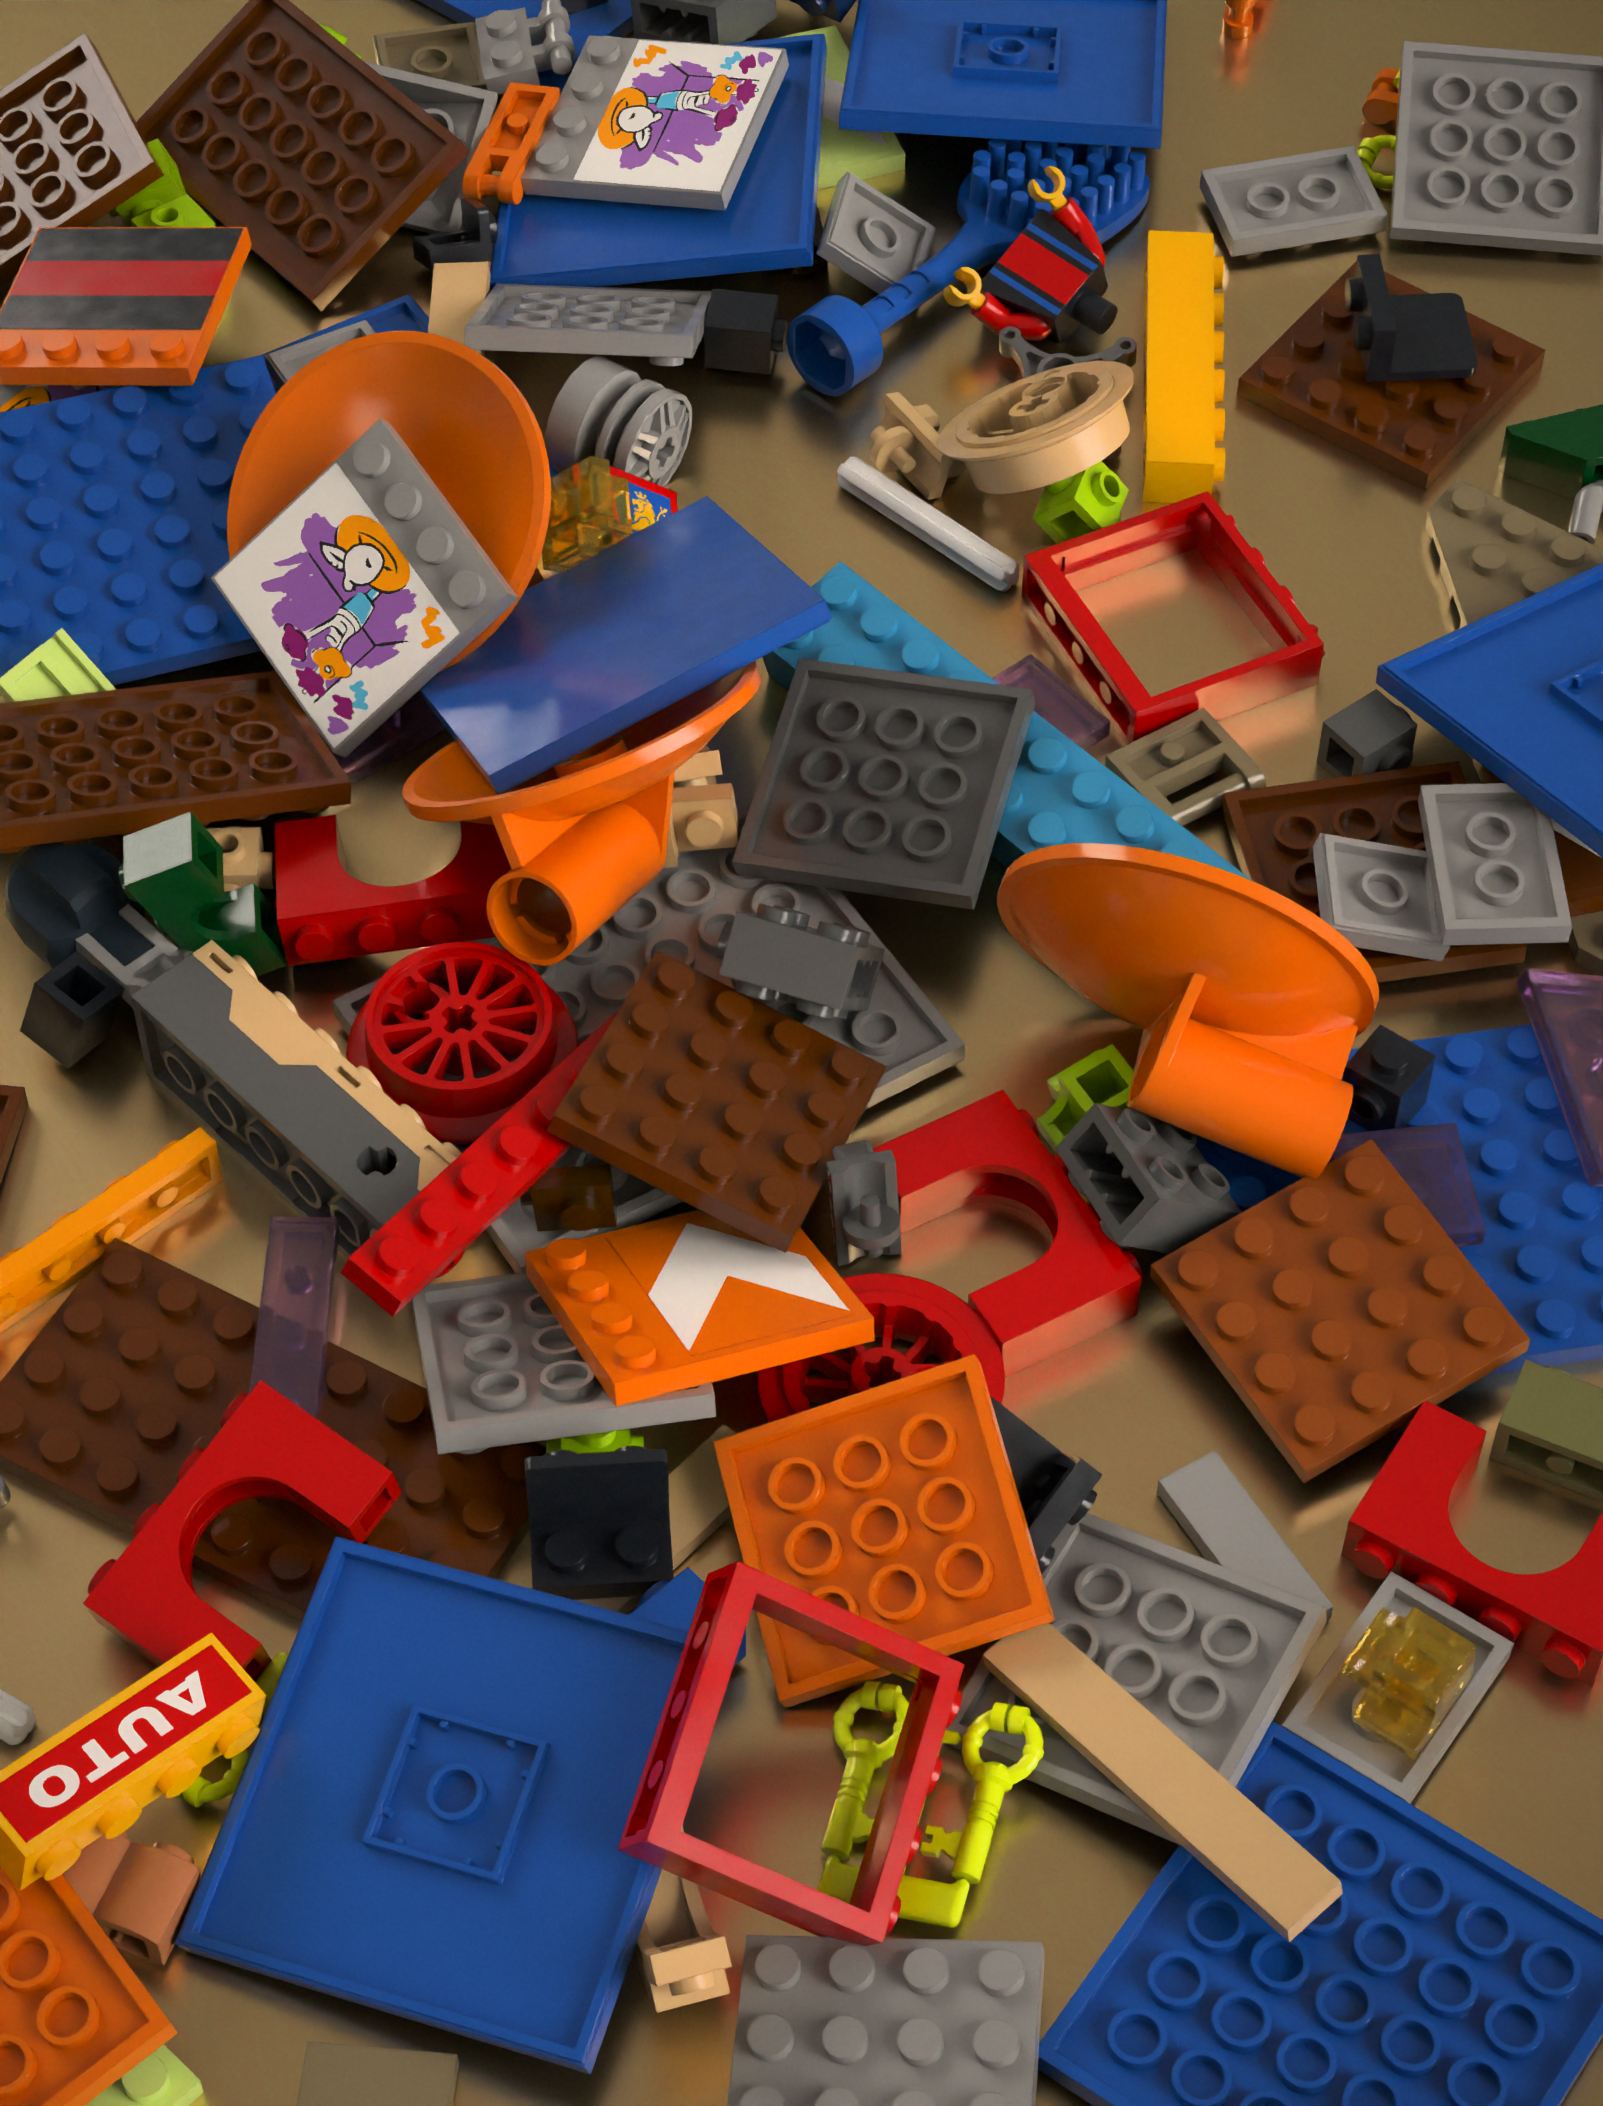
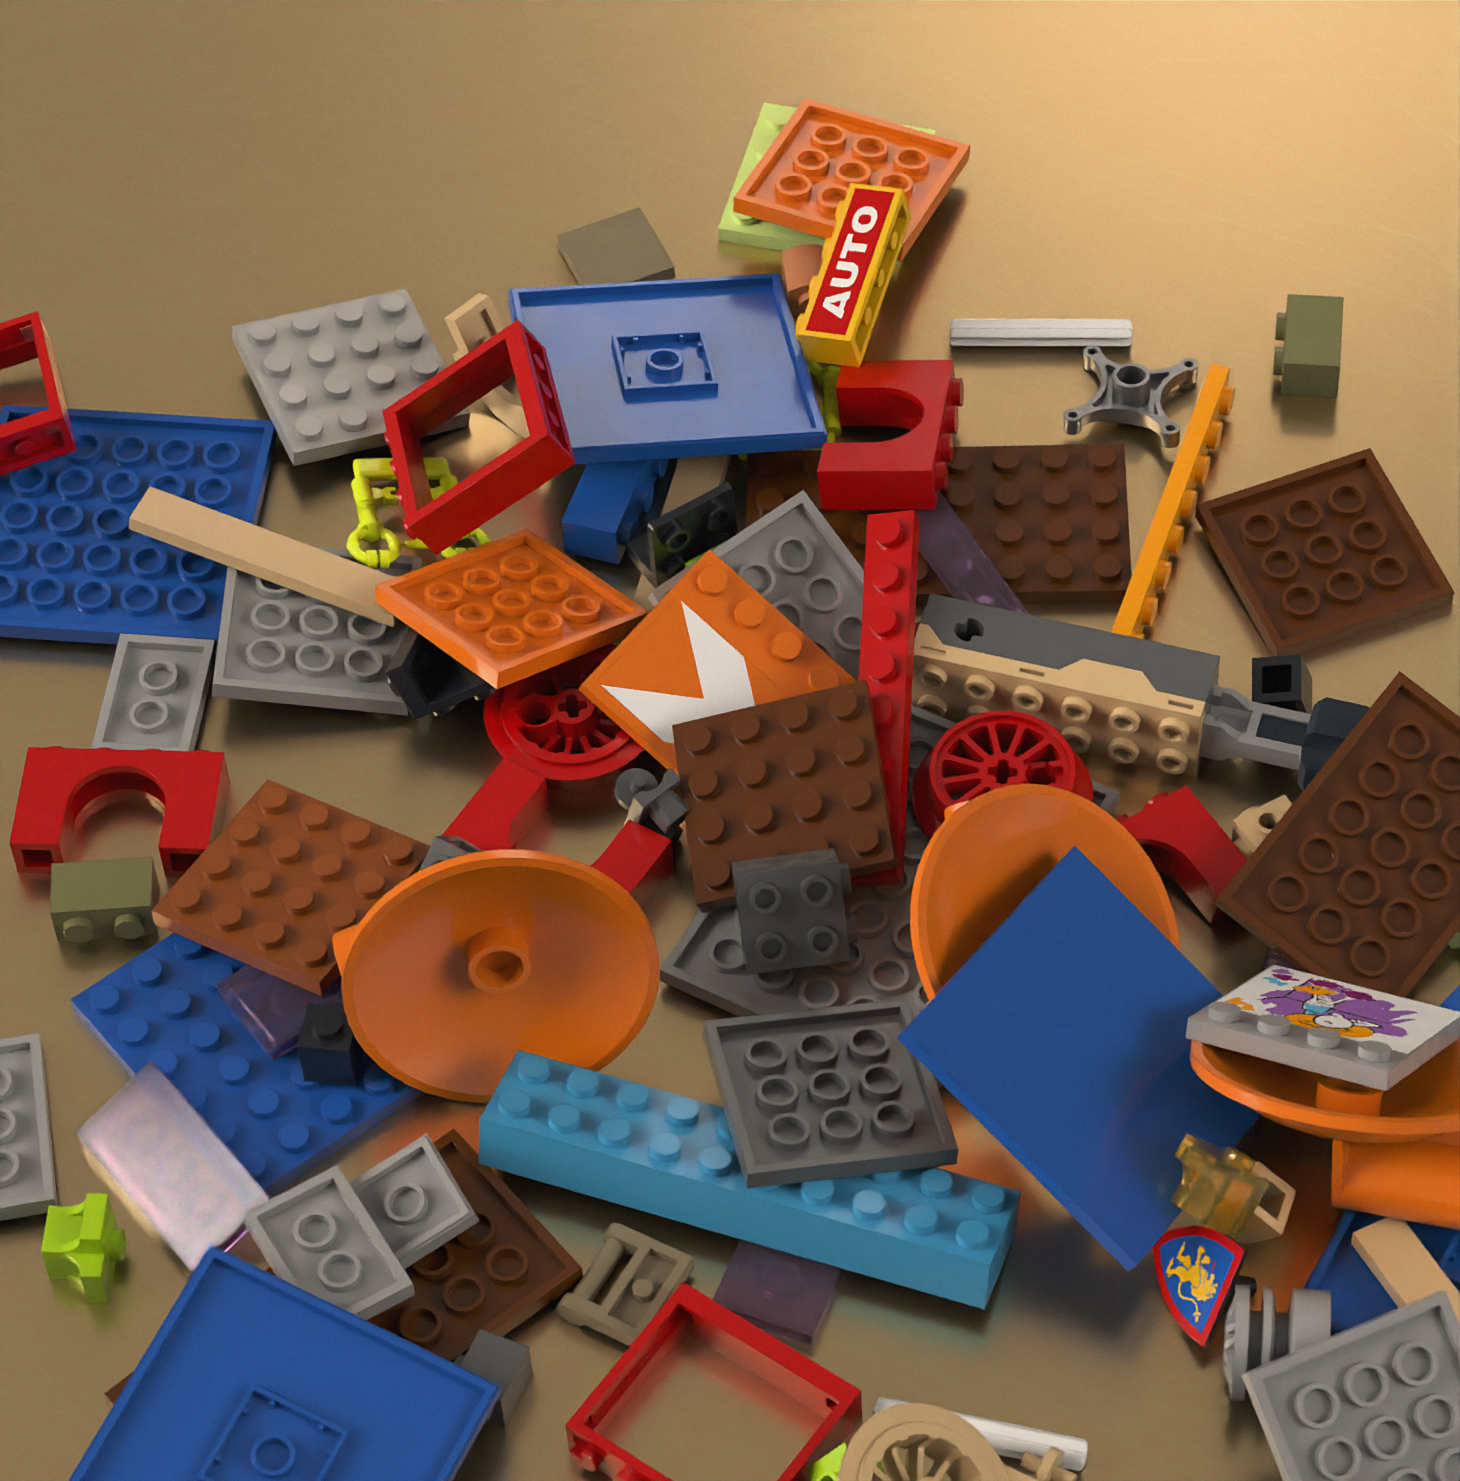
camera: 155 degrees right, 0 degrees up
(180, 882) = (1256, 732): dark green arch -> none
(1232, 1527) = (292, 746): light grey tile -> none
(1410, 1675) = (142, 671): clear yellow brick -> none

